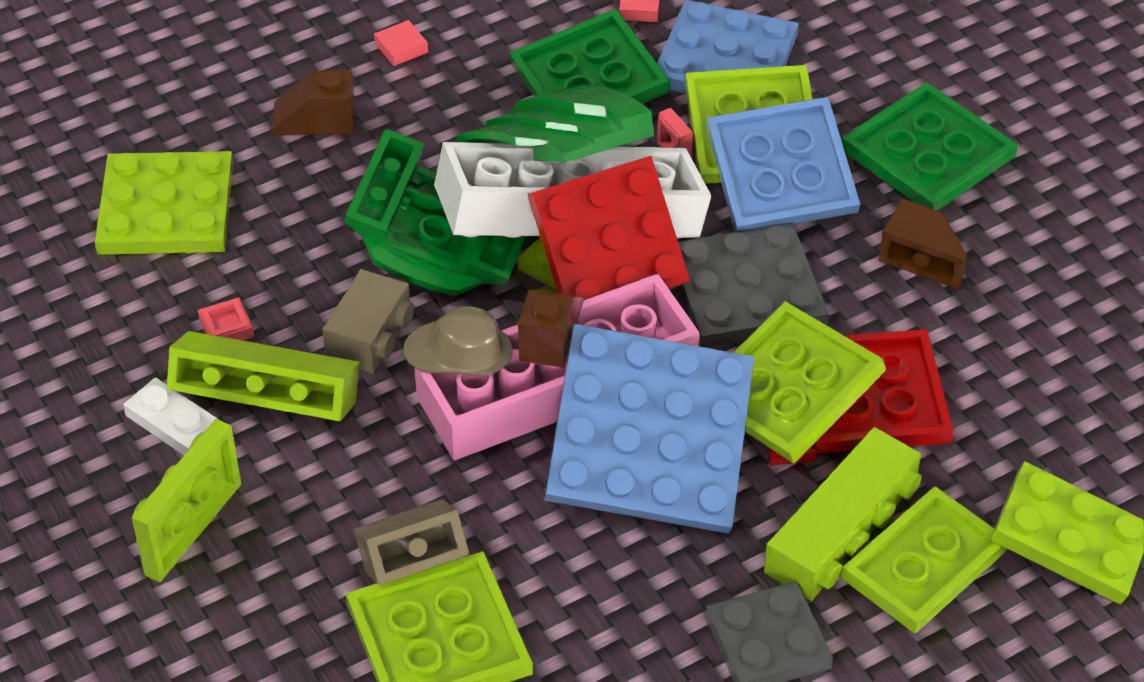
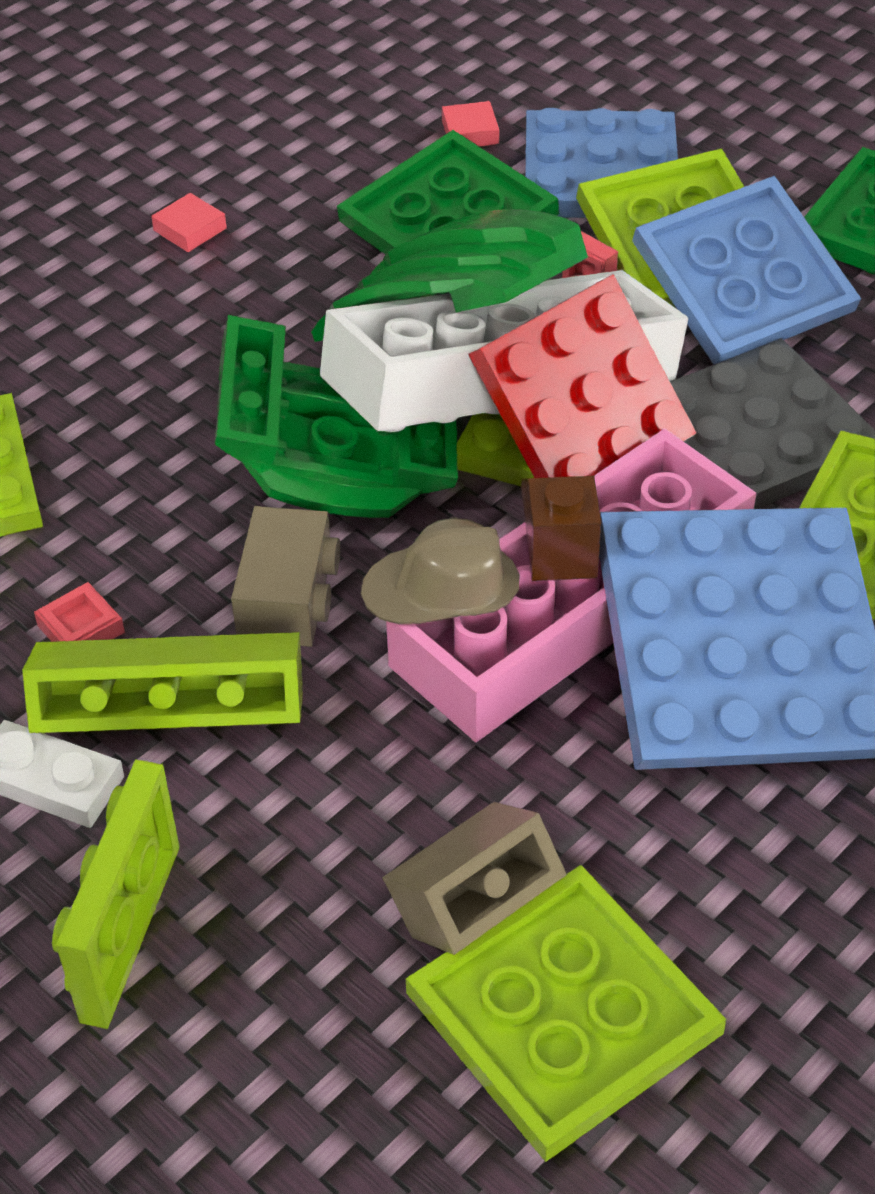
camera: 15 degrees left, 0 degrees up
(317, 105) = (109, 314): reddish brown slope -> none

